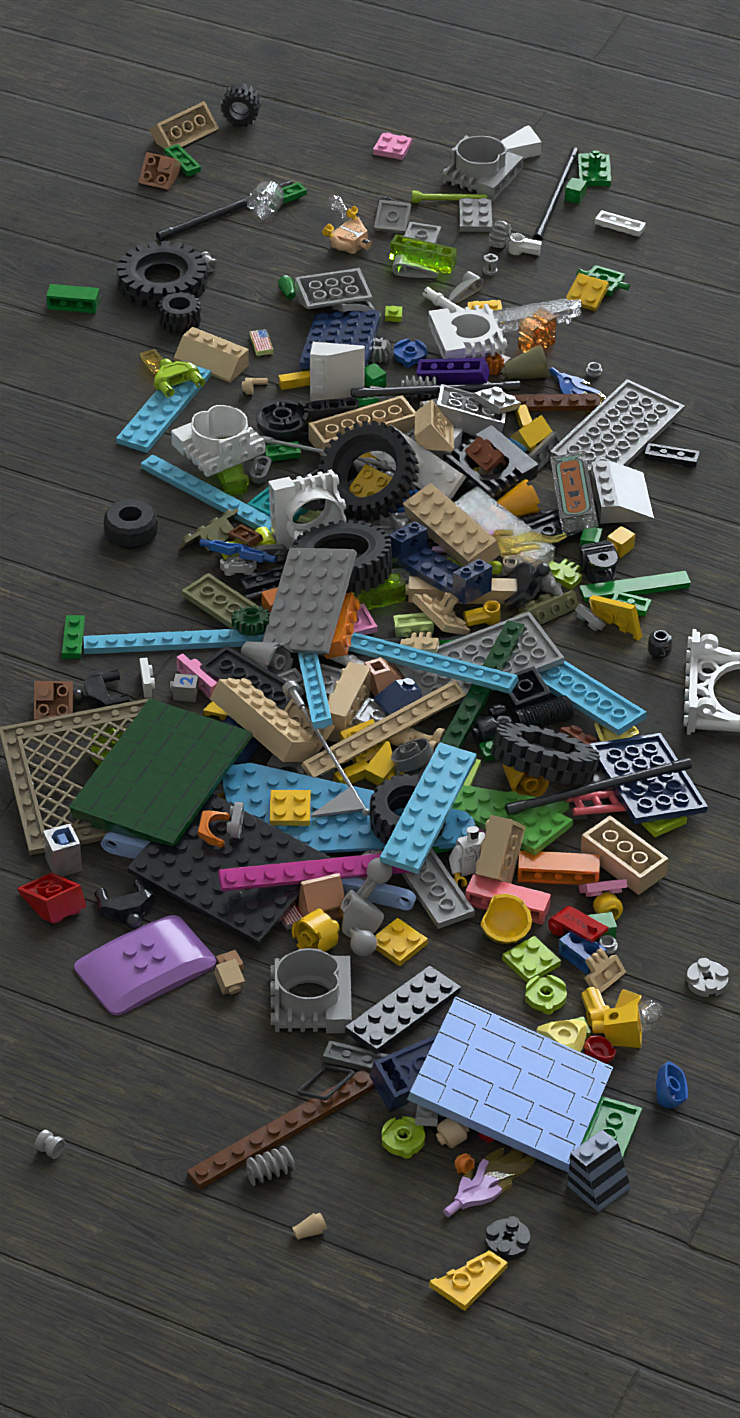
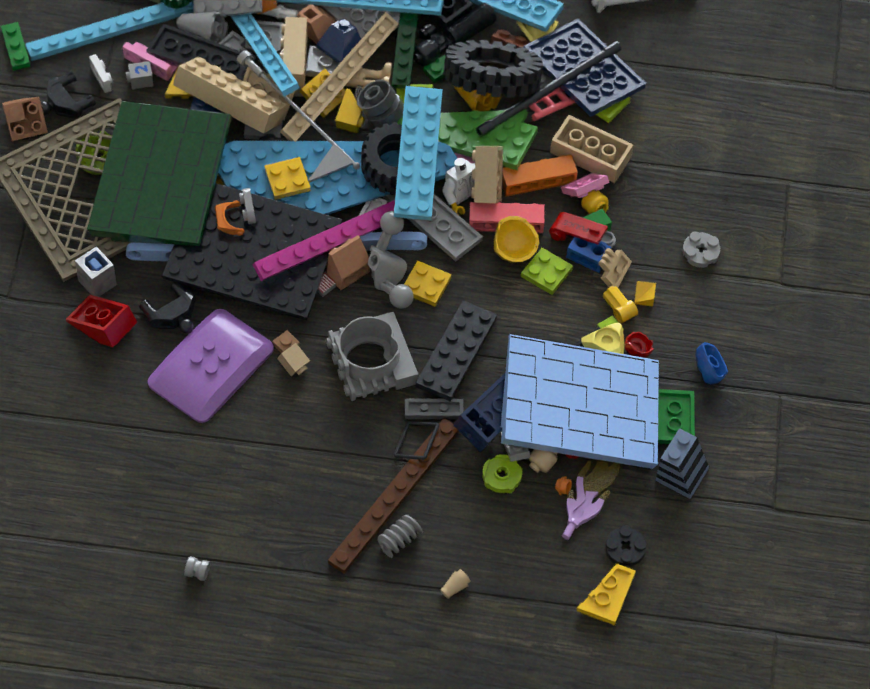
camera: 20 degrees left, 15 degrees up
(316, 931) = (354, 296): yellow brick -> none
(354, 773) = (326, 123): yellow piece -> none
(542, 1002) = (568, 310): lime plate -> none
(621, 1026) = (649, 318): yellow torso -> none
(650, 1014) = (666, 299): clear head -> none

